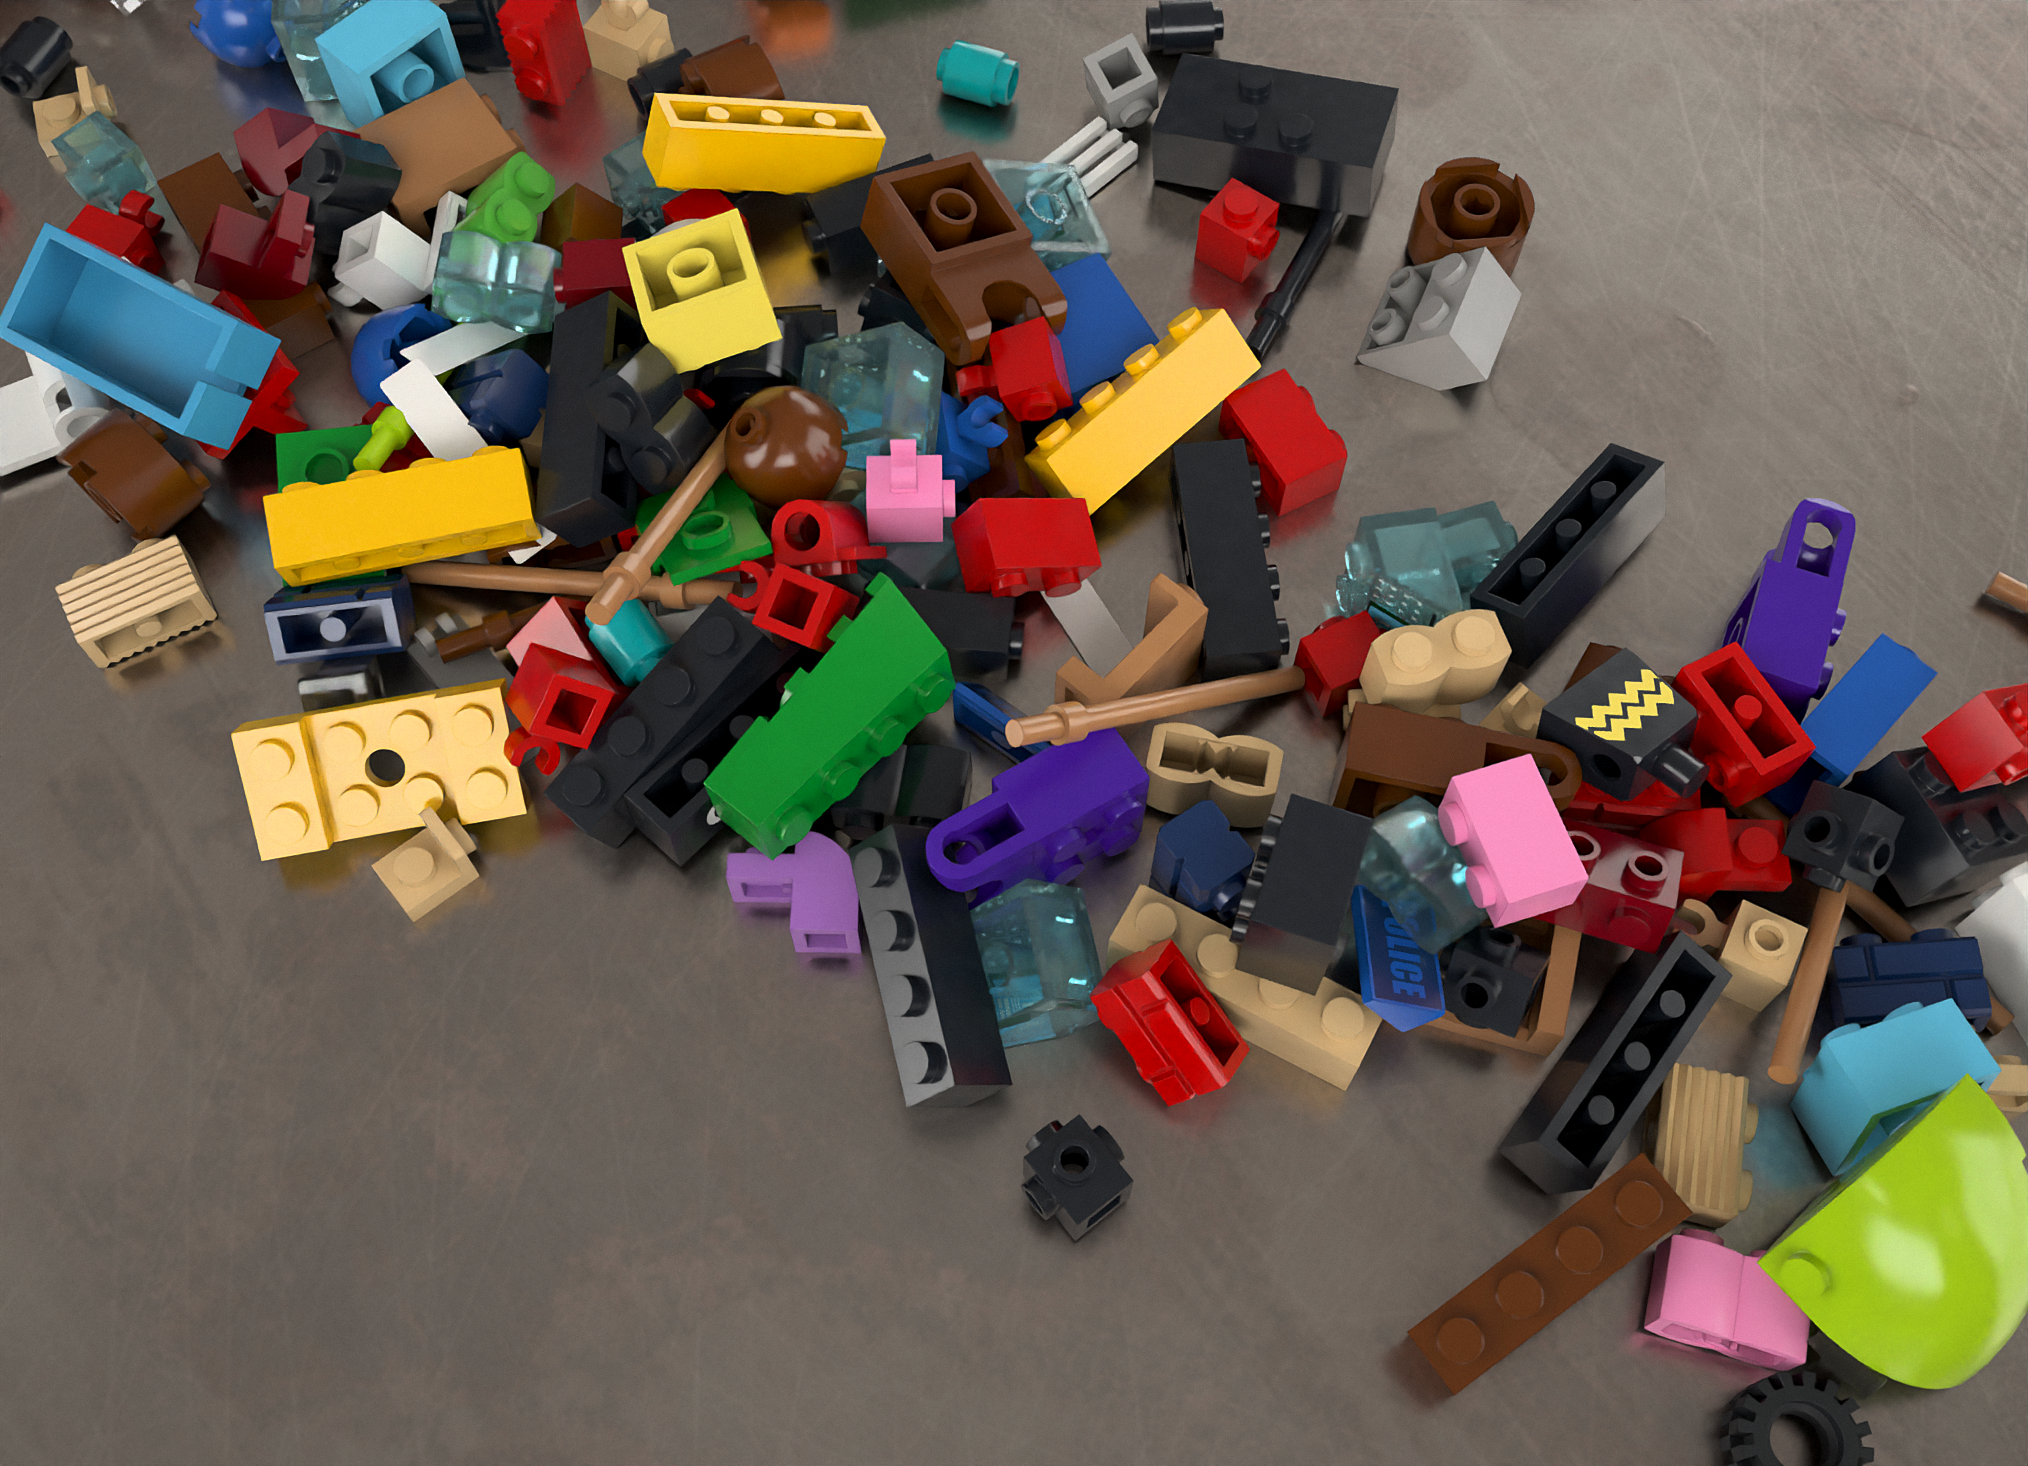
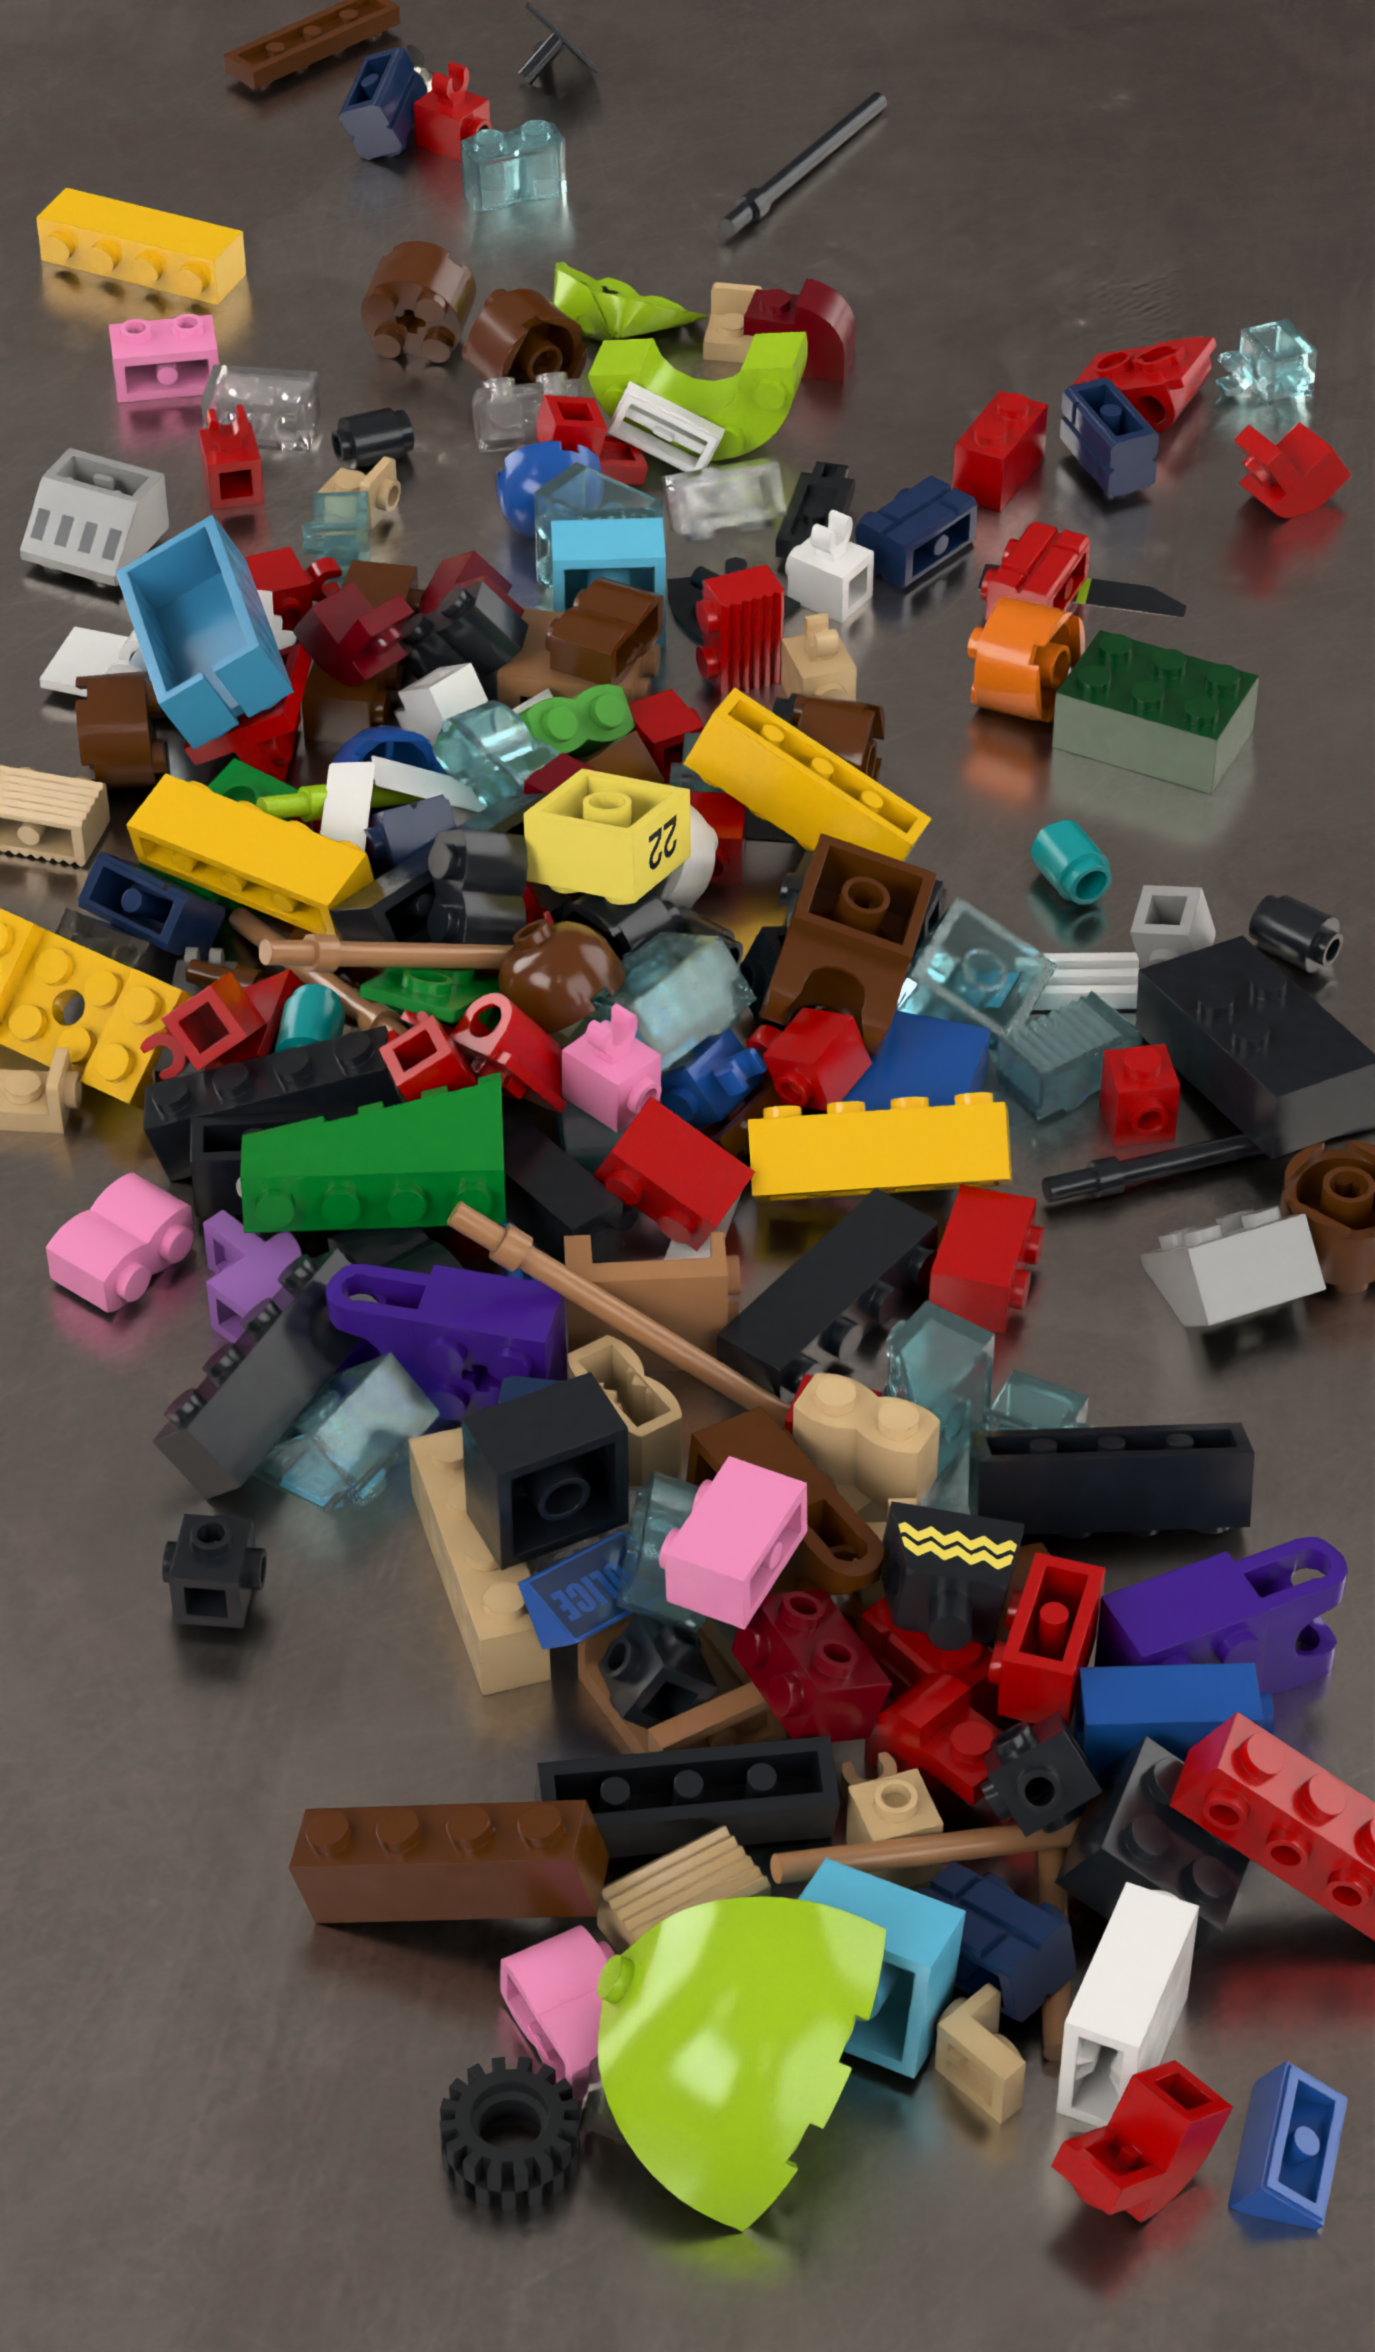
camera: 45 degrees right, 20 degrees down
(454, 111) = (605, 631): none -> reddish brown brick
(573, 159) = (661, 725): none -> red brick
(660, 943) = (121, 1242): none -> bright pink brick
(1153, 231) = (1061, 1055): none -> clear light blue brick
(1169, 1023) = (386, 1519): red brick -> none

